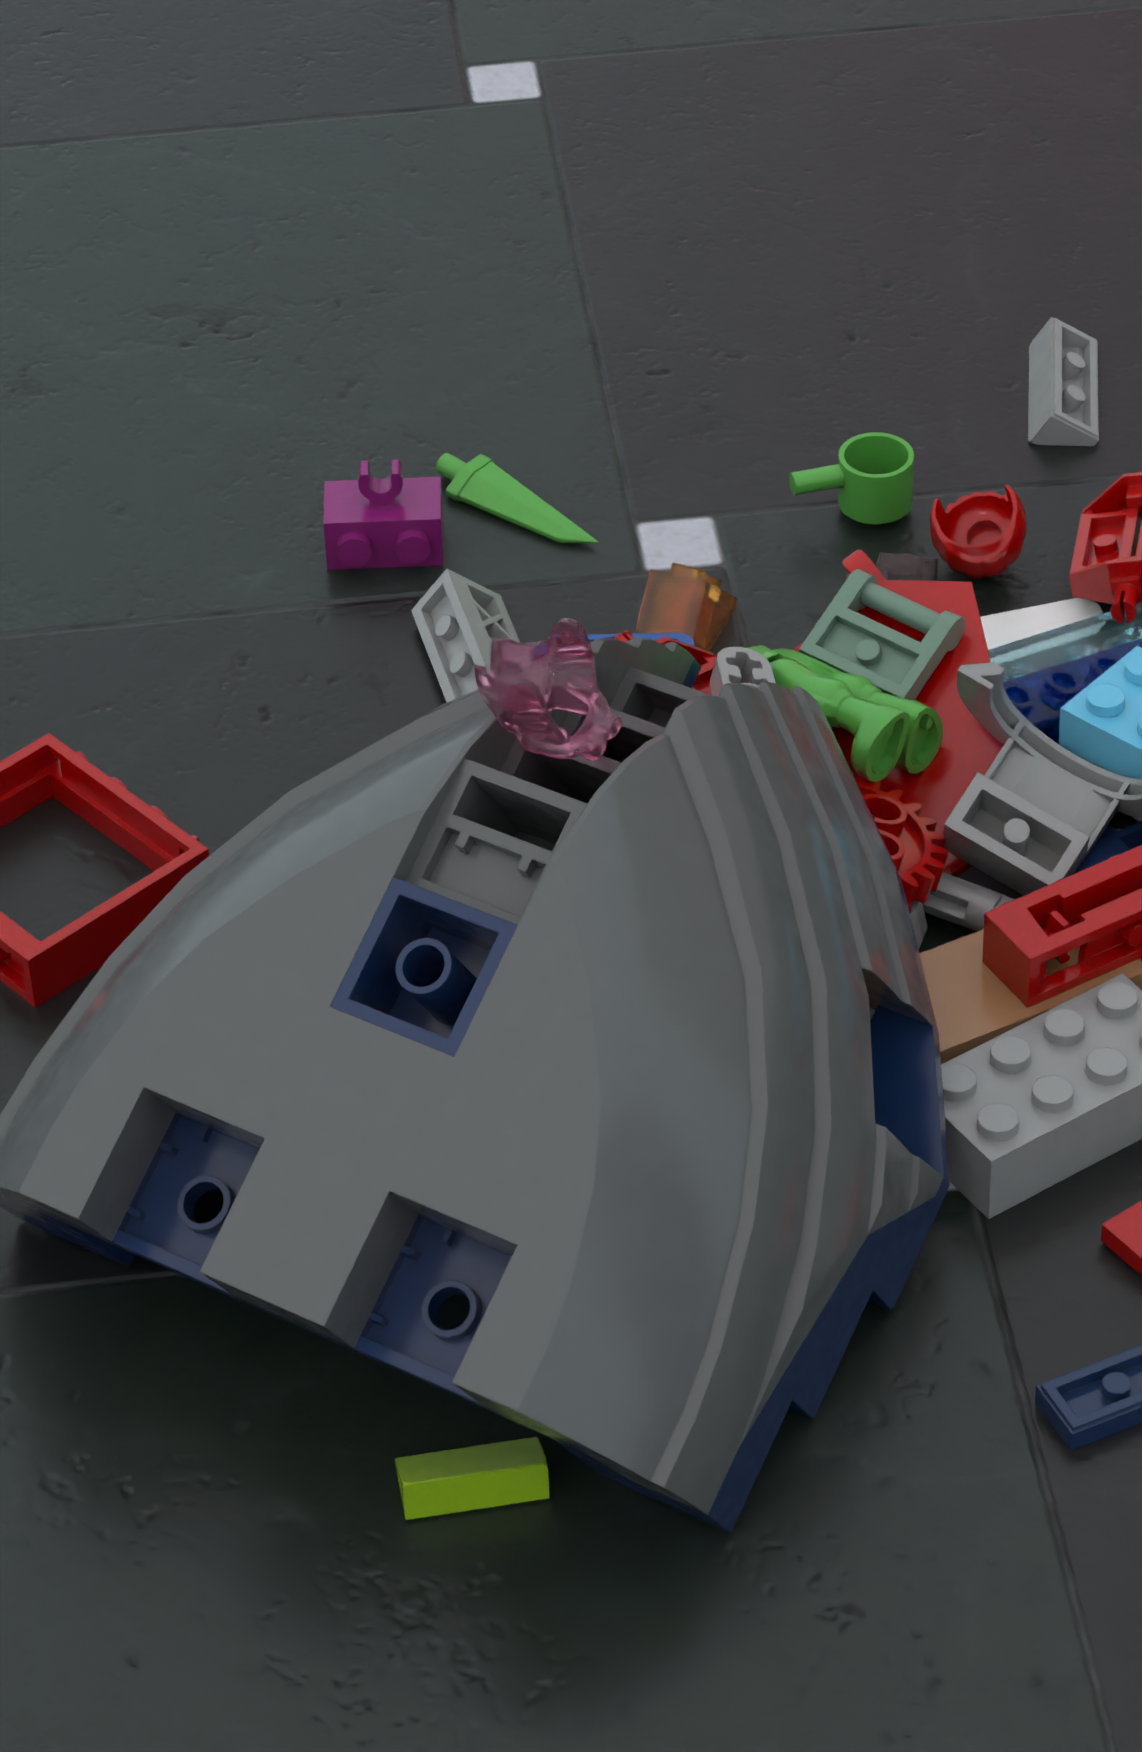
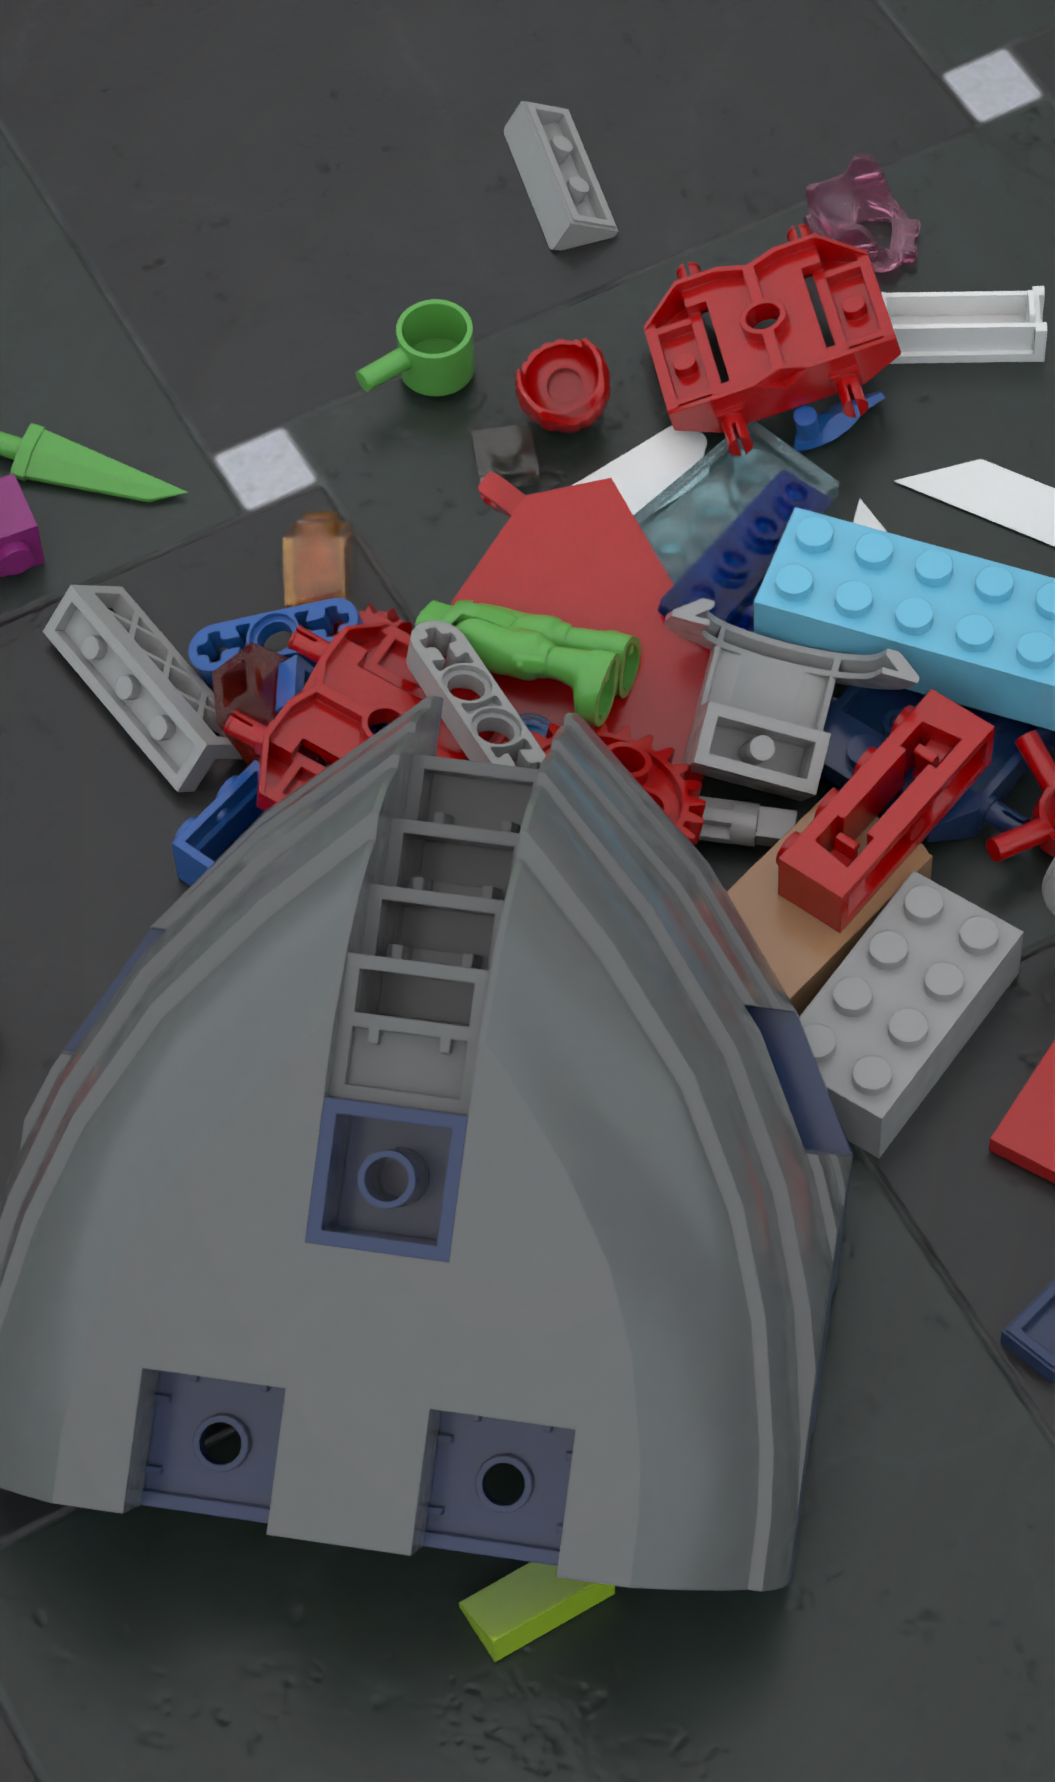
camera: 20 degrees left, 15 degrees up
(546, 676) = (394, 831): clear pink helmet -> none
(875, 651) = (544, 581): sand green plate -> none

